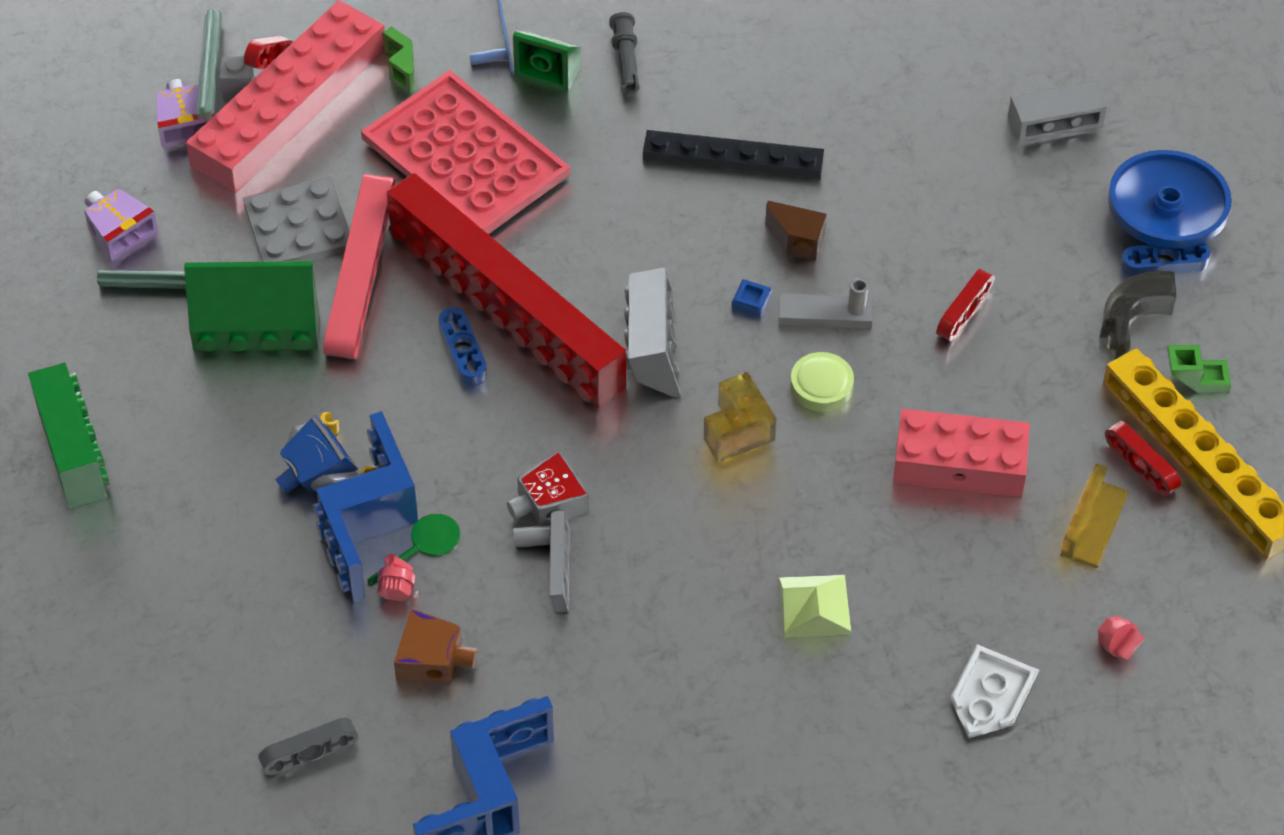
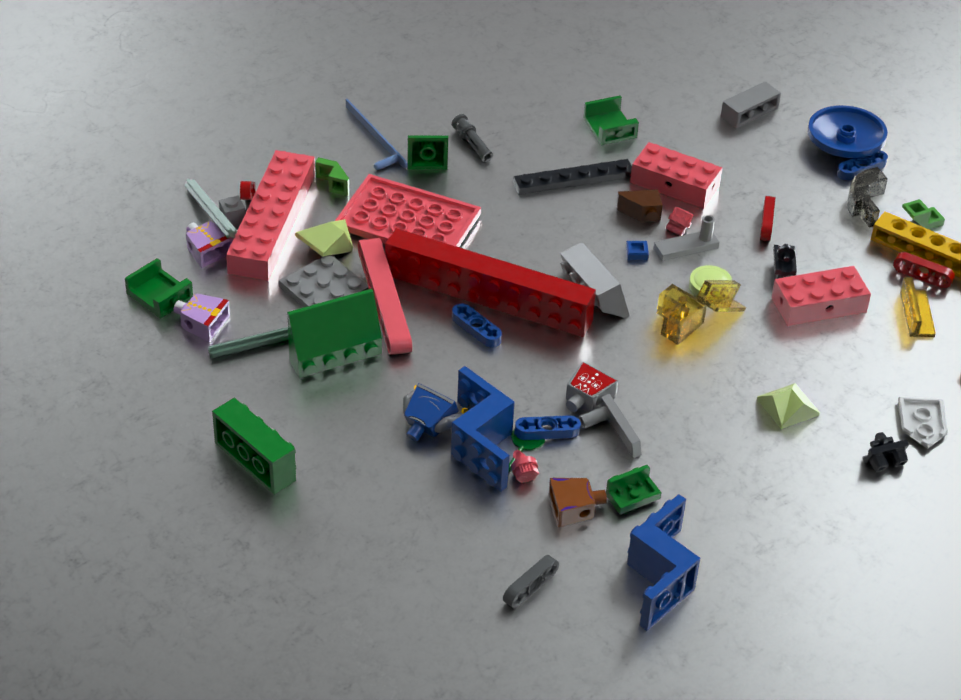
camera: 25 degrees left, 10 degrees down
(84, 162) = (157, 289): none -> green panel
(336, 156) = (327, 238): none -> yellowish green slope
(456, 519) = (531, 423): none -> blue beam
(516, 661) = (632, 489): none -> green bracket
(808, 412) = (720, 295): none -> clear yellow panel
(835, 271) = (679, 221): none -> coral piece
(836, 79) = (608, 121): none -> green panel
(873, 196) = (676, 175): none -> coral brick
(884, 725) = (885, 448): none -> black hips
(942, 382) = (784, 260): none -> black hips

